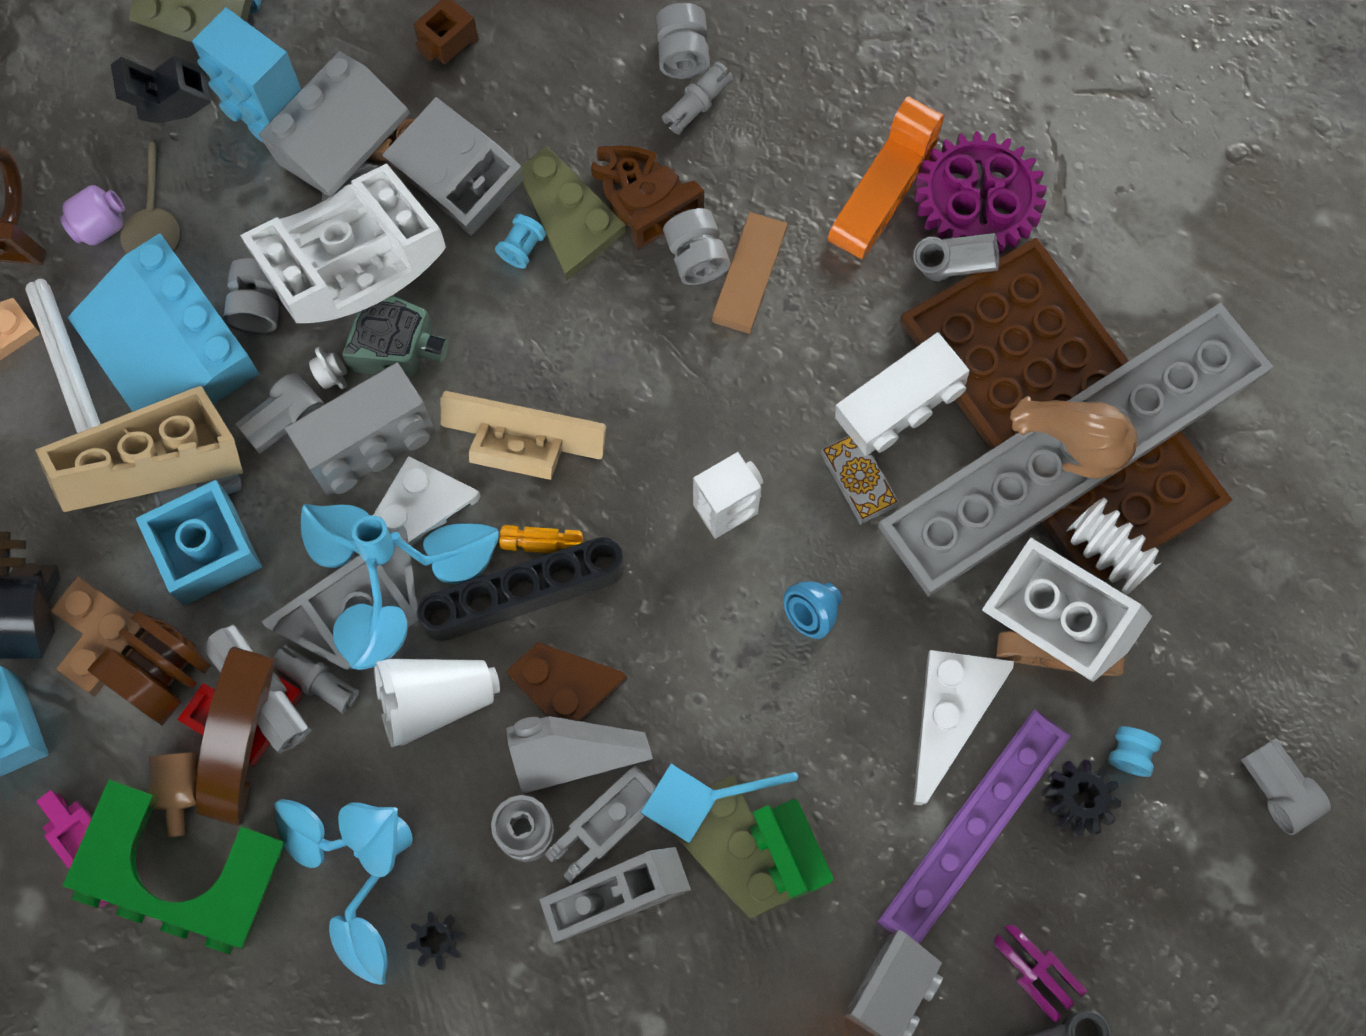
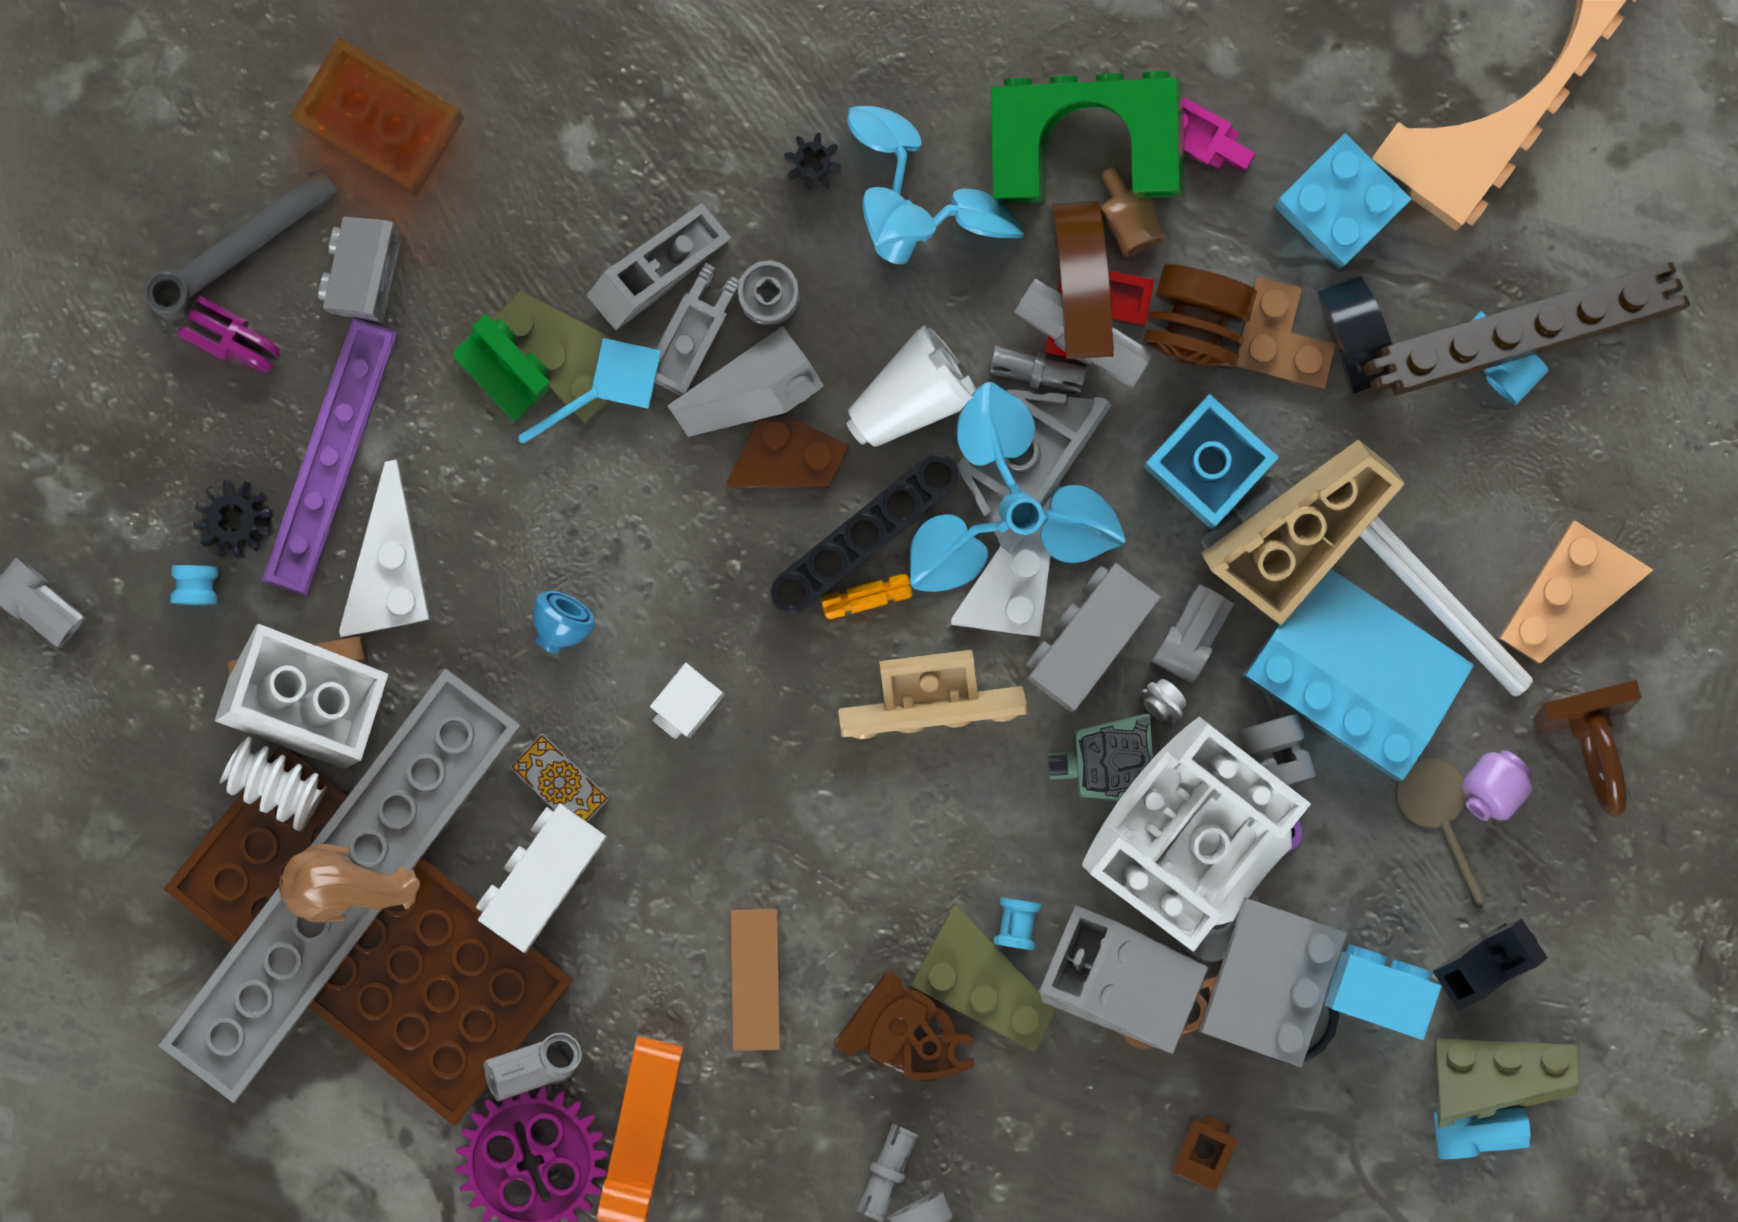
camera: 155 degrees right, 15 degrees up
(696, 246) = (821, 981): light grey wheel -> none

